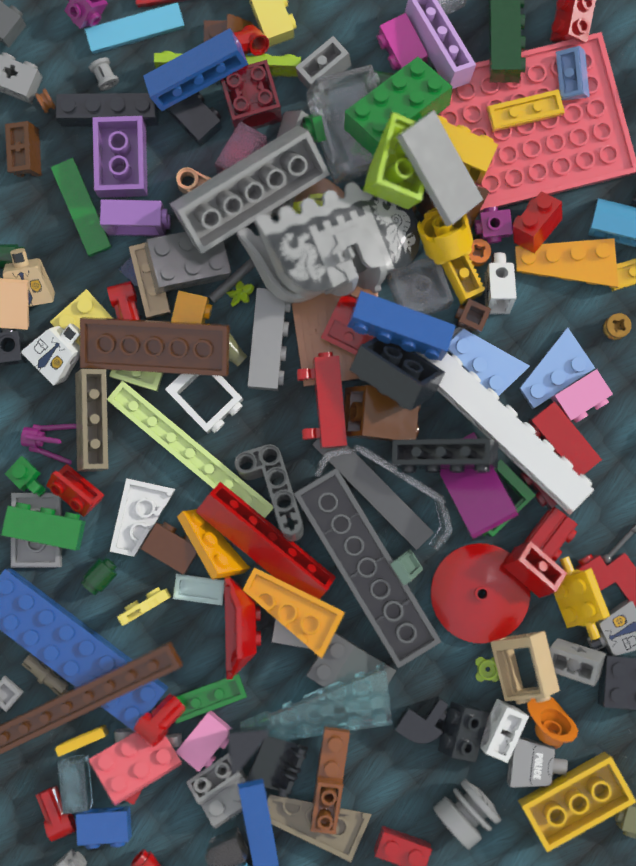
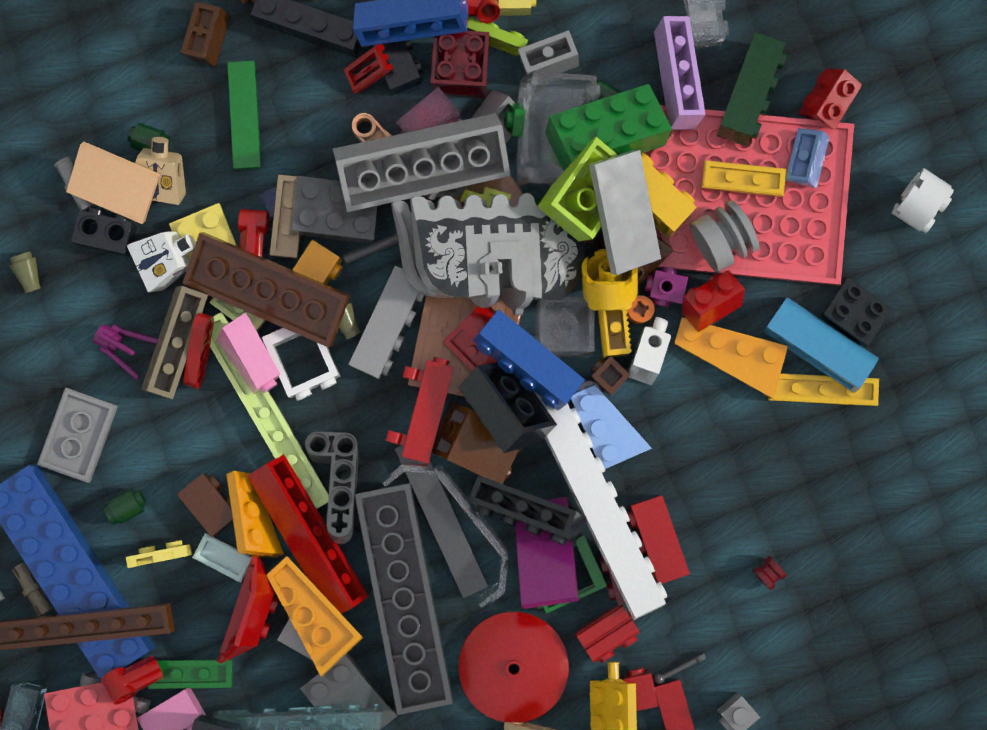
camera: 20 degrees right, 0 degrees up
(24, 476) = (84, 376): green plate -> none
(43, 526) = (85, 435): green brick -> none
(74, 490) = (131, 408): red bracket -> none
(82, 740) = (45, 670): yellow tile -> none
(115, 420) = (198, 350): none -> red beam
(120, 156) = (302, 77): medium lavender brick -> none
(134, 218) = (294, 147): medium lavender window -> none
(137, 515) = (187, 457): white wing -> none
(159, 406) = (248, 354): none -> bright pink slope
(182, 117) = (380, 61): none -> red tile
(241, 293) = (377, 264): lime plant -> none
(401, 42) = (639, 61): dark pink brick -> none
(406, 566) = (445, 612): sand green tile -> none
(528, 162) = (730, 233): none -> light grey wheel
(535, 569) = (577, 663): red brick -> none
(557, 370) = (680, 462): light blue wing -> none
(583, 395) = (694, 499): bright pink brick -> none
(612, 329) = (754, 442): pearl gold wheel -> none

